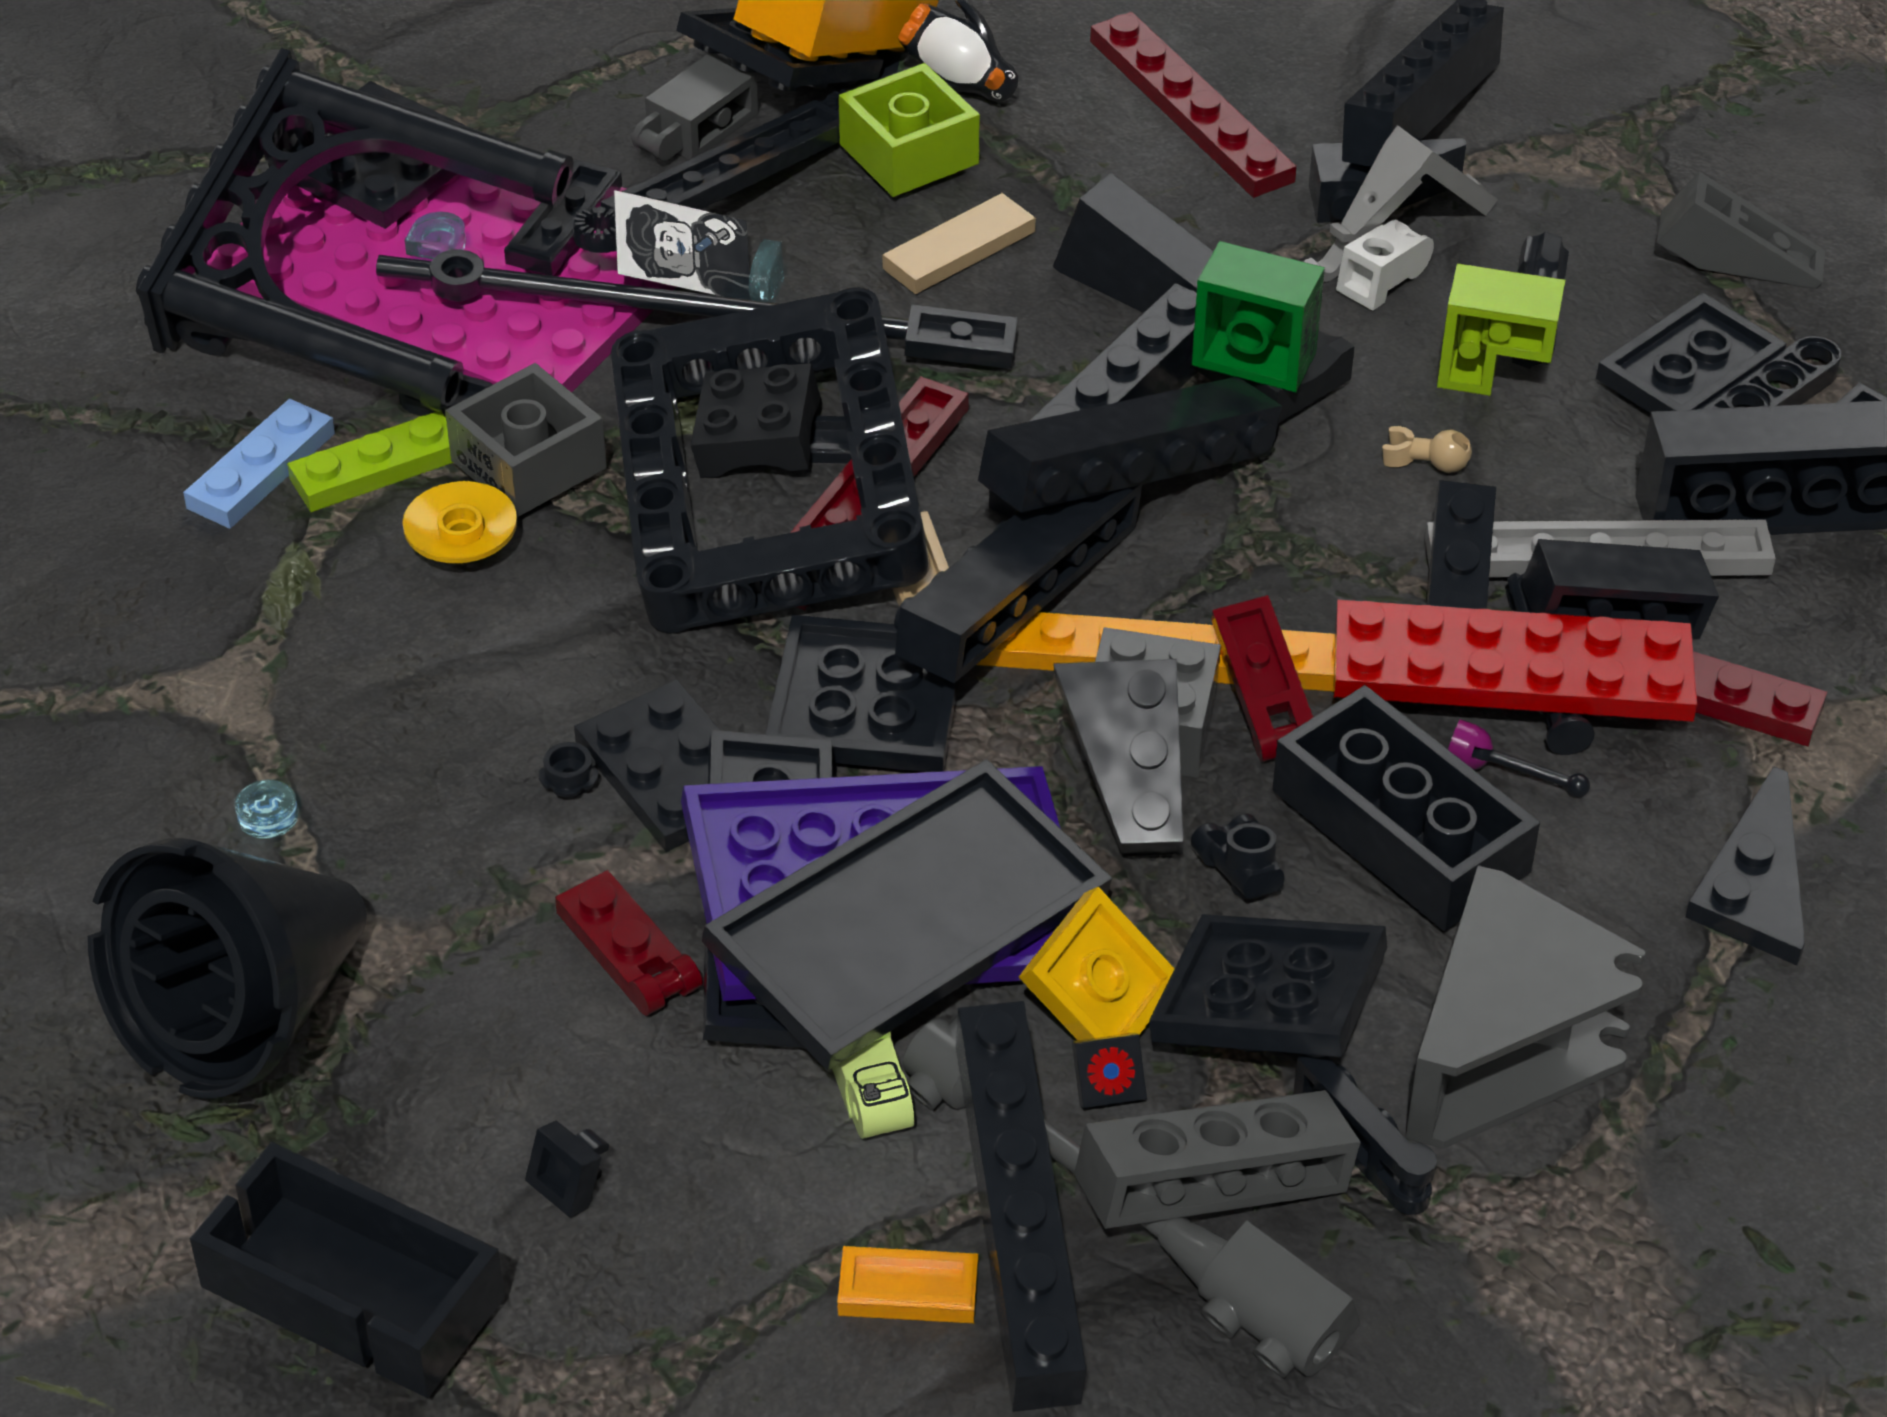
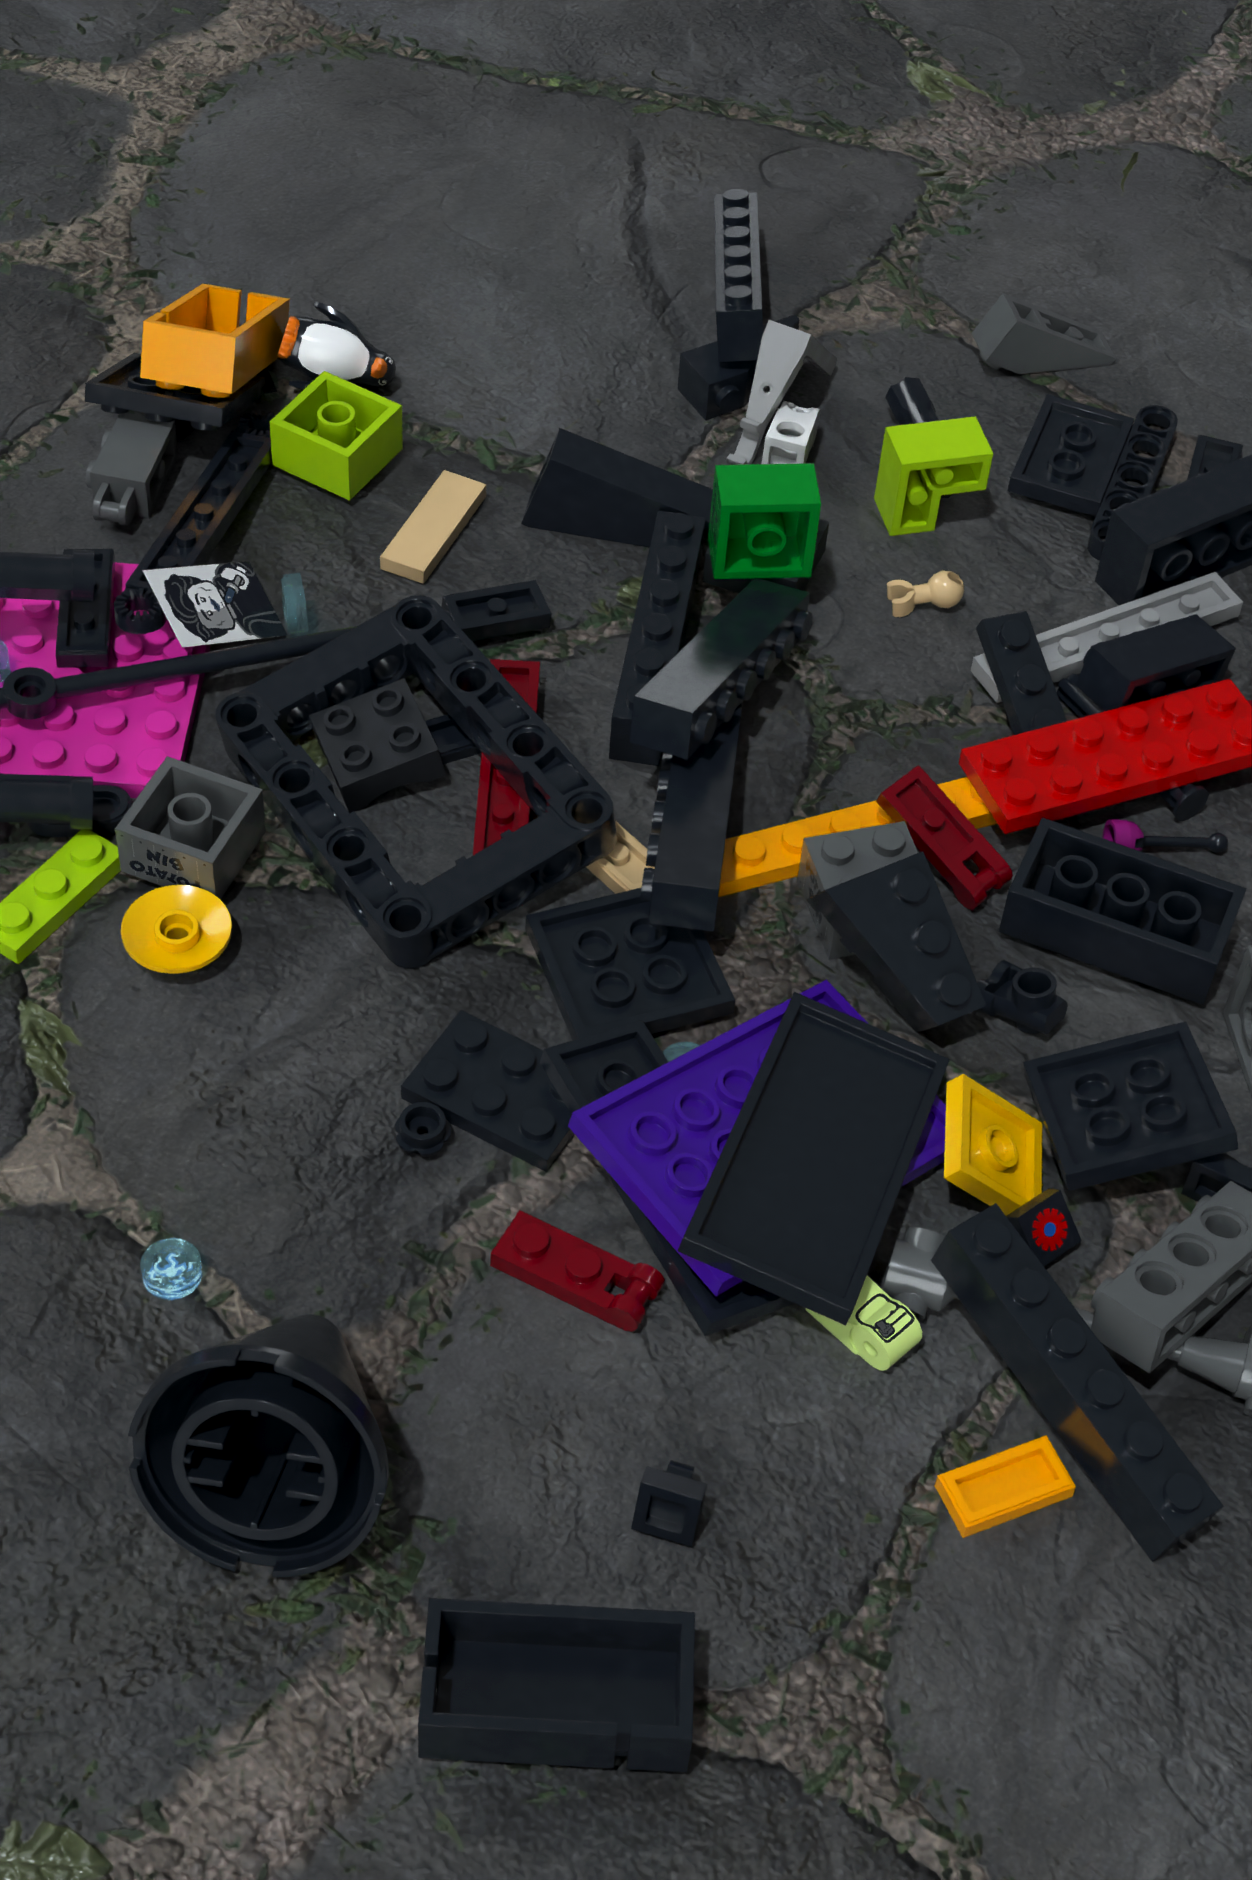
camera: 30 degrees left, 5 degrees up
(1193, 104) = (543, 344): dark red plate -> none

